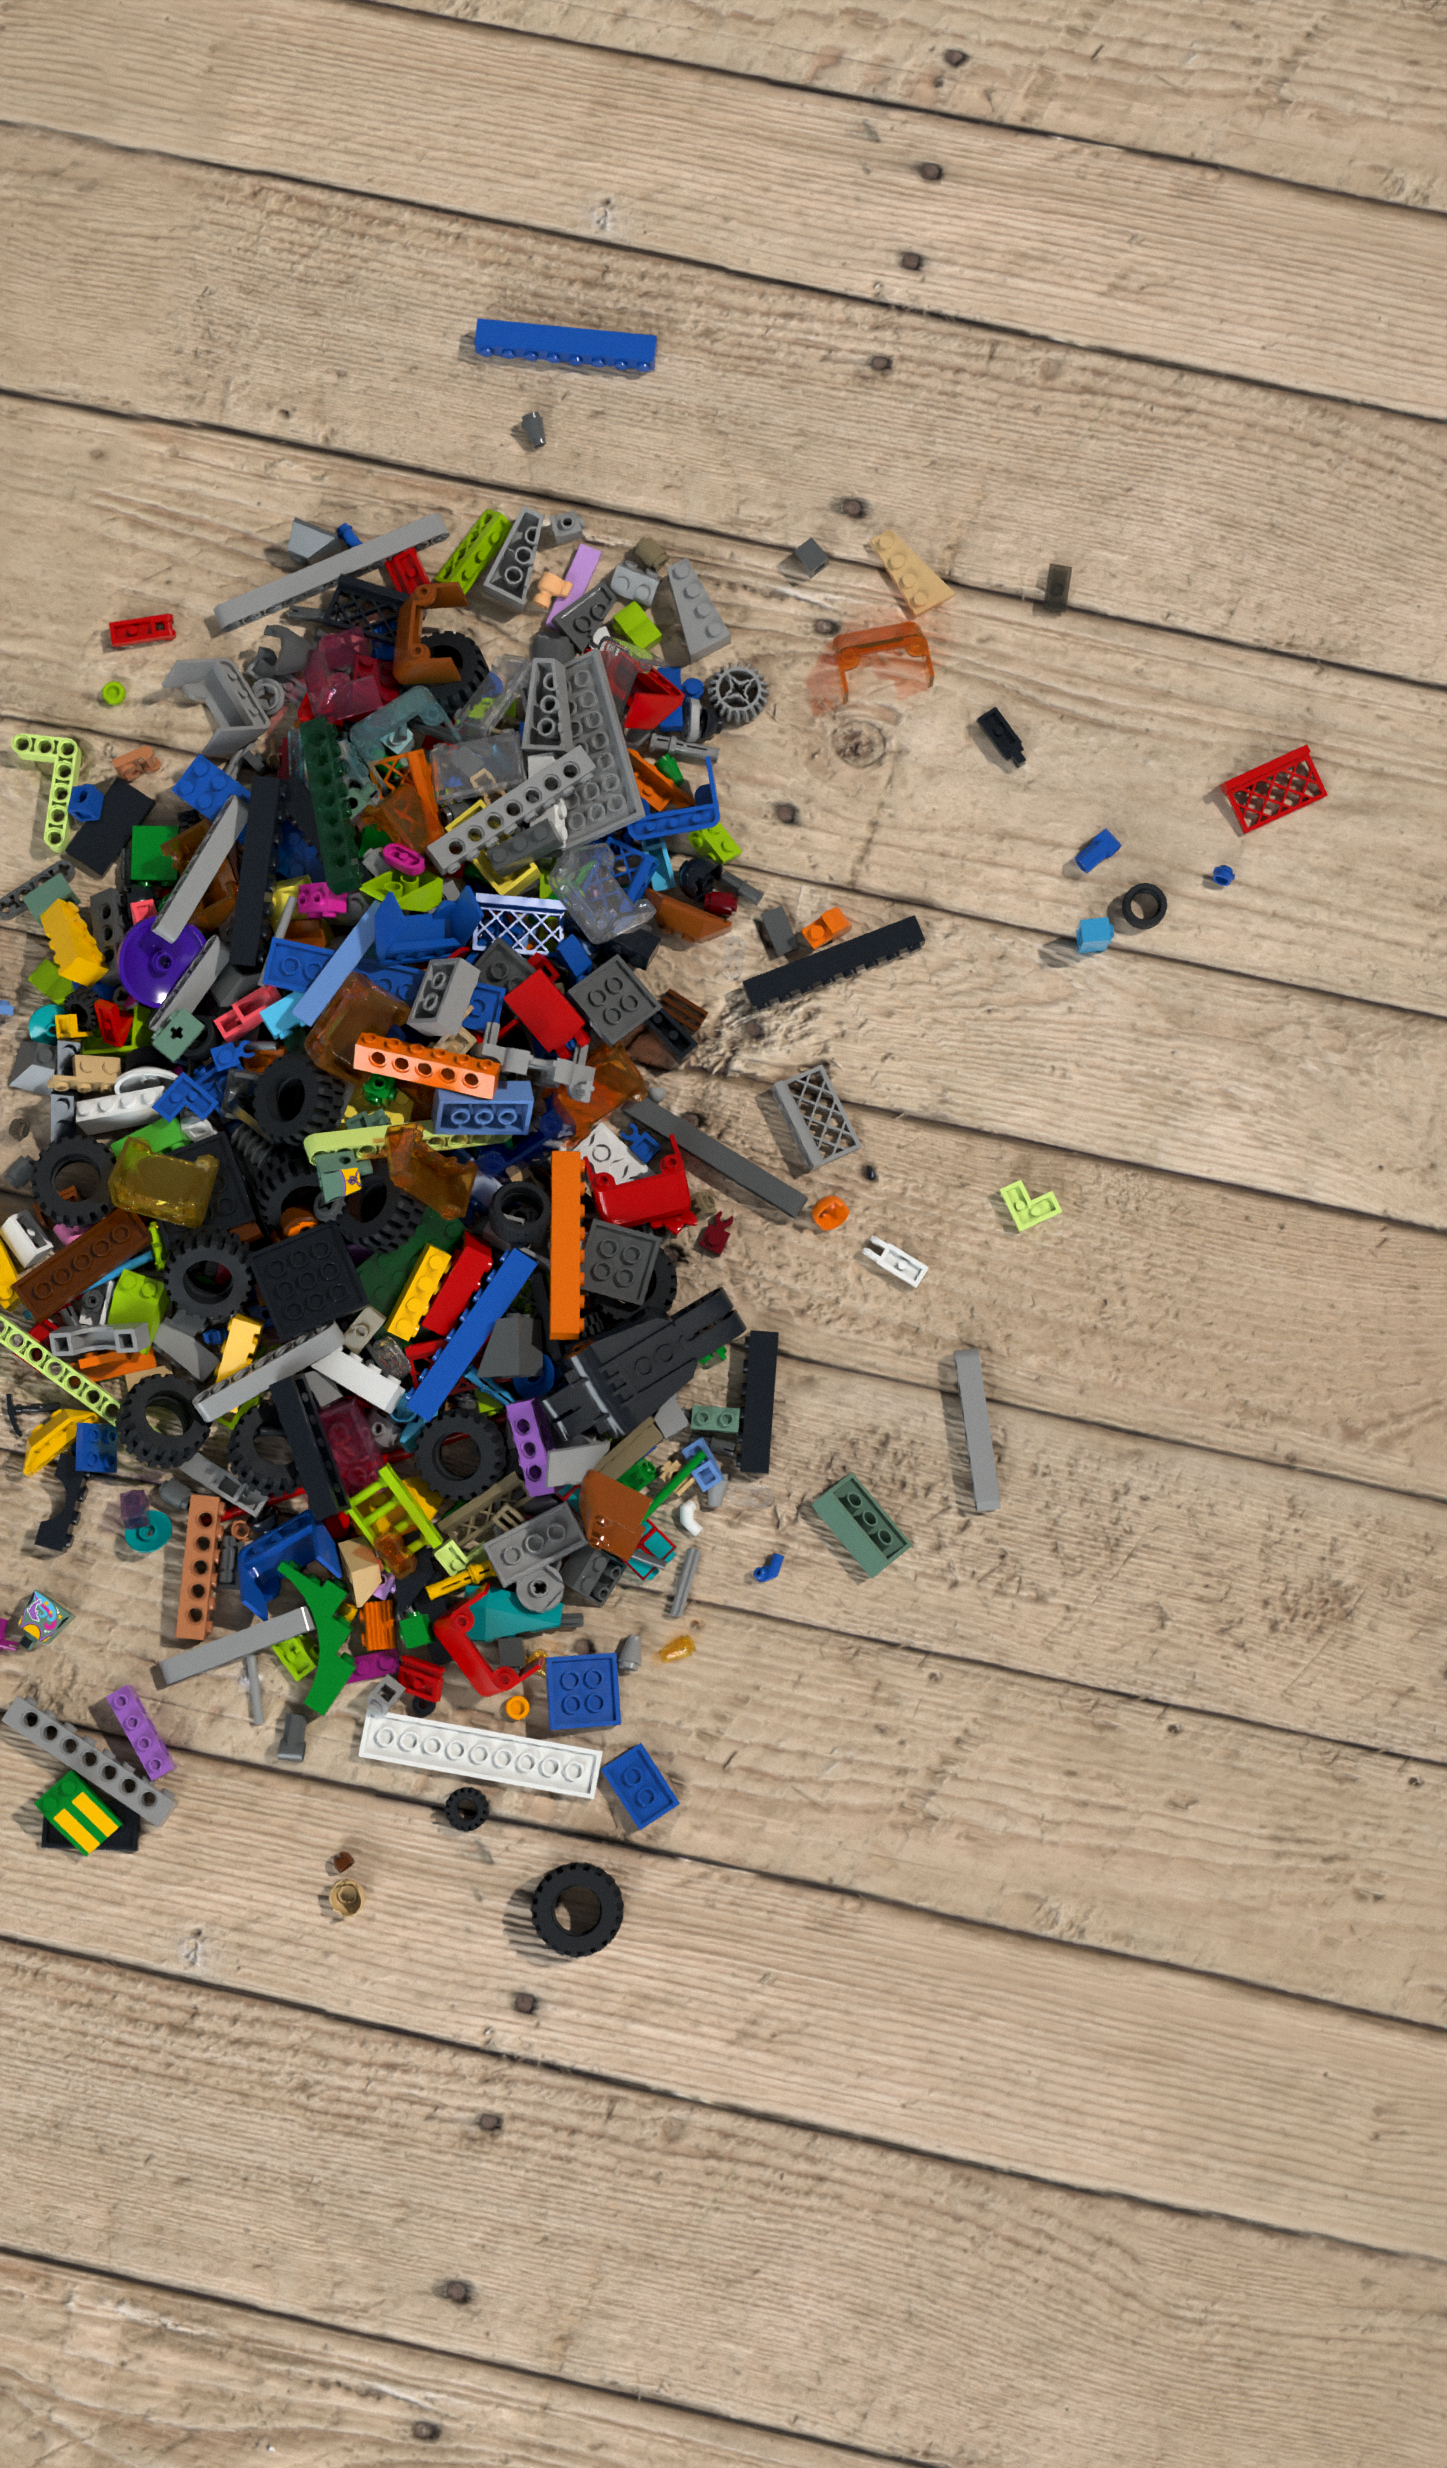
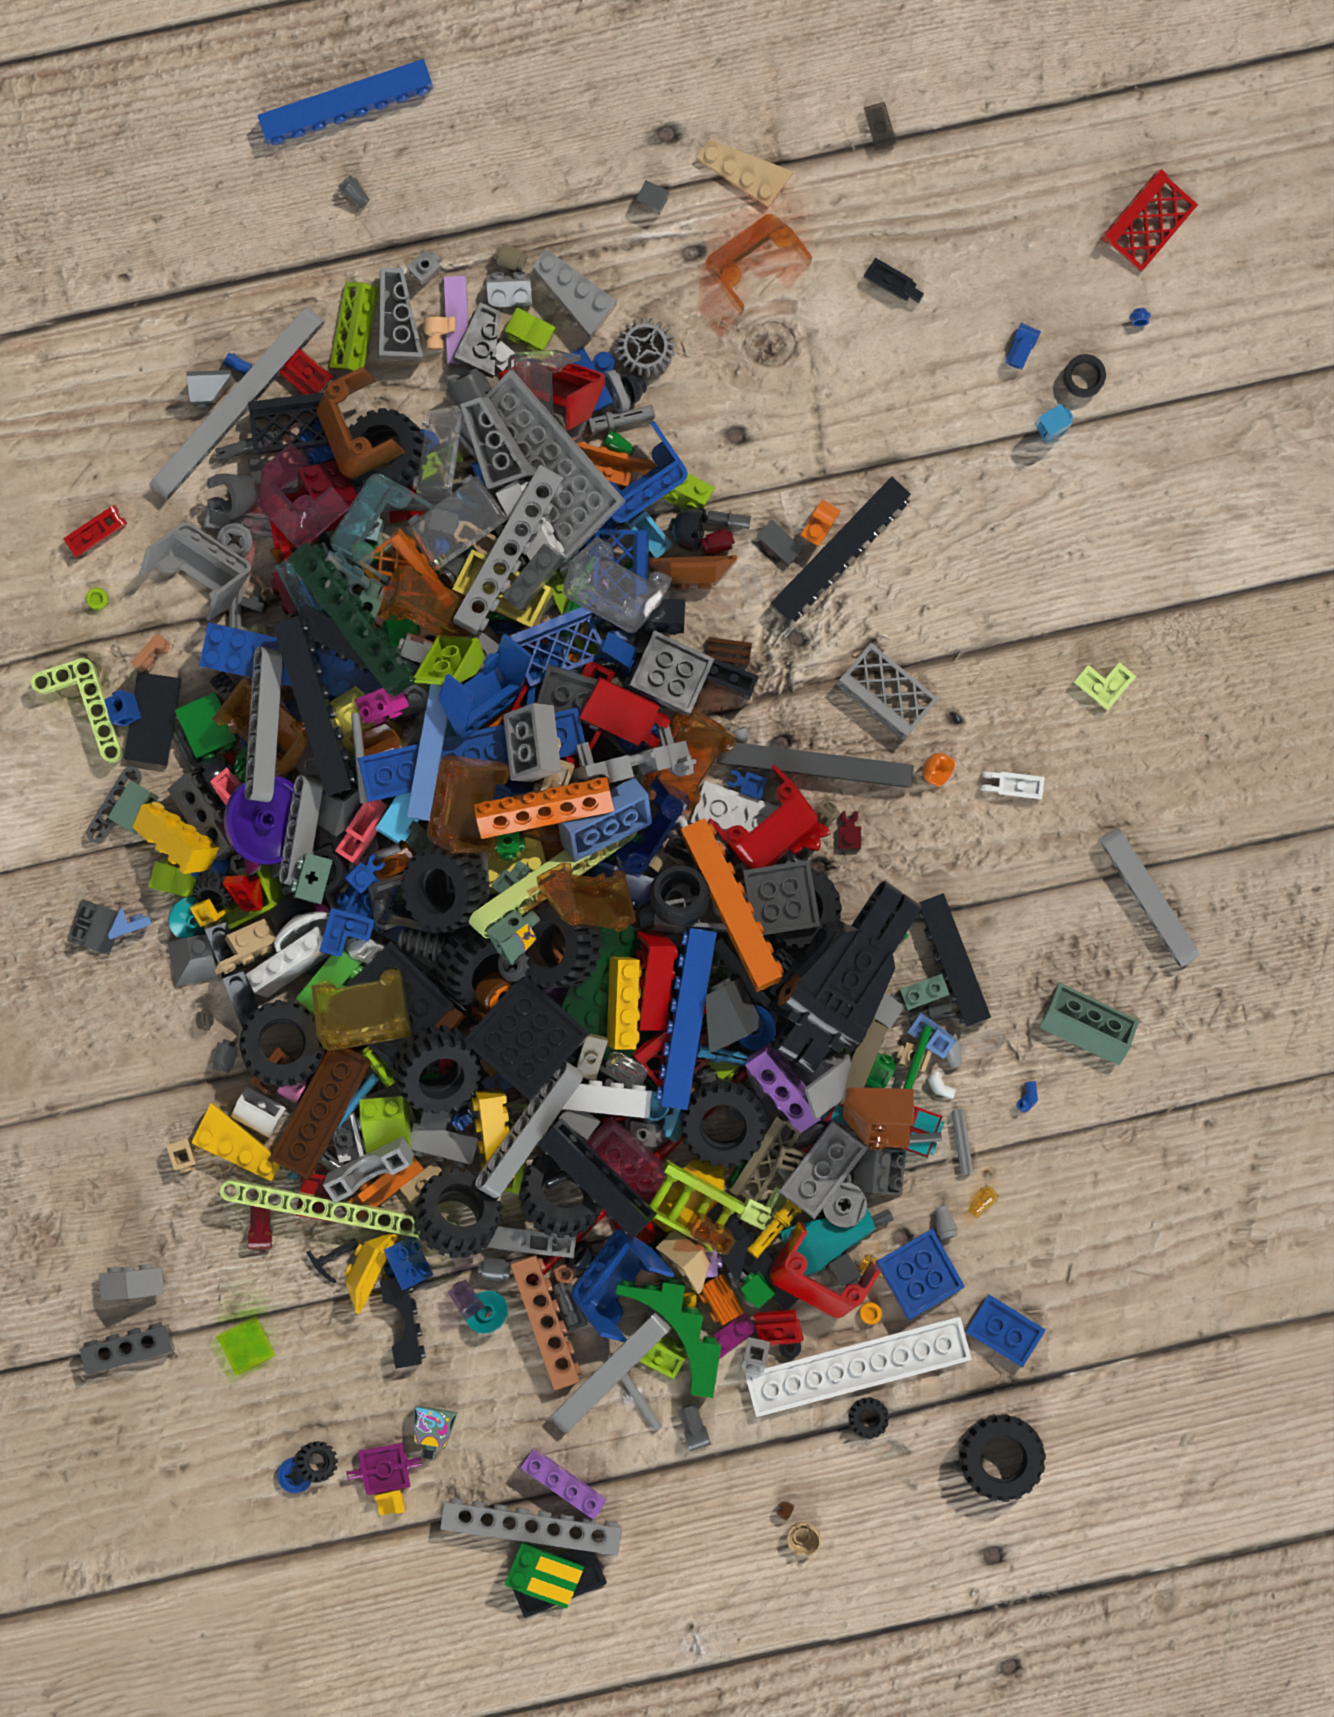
camera: 30 degrees left, 5 degrees up
(404, 859) = (440, 636): dark pink plate -> none

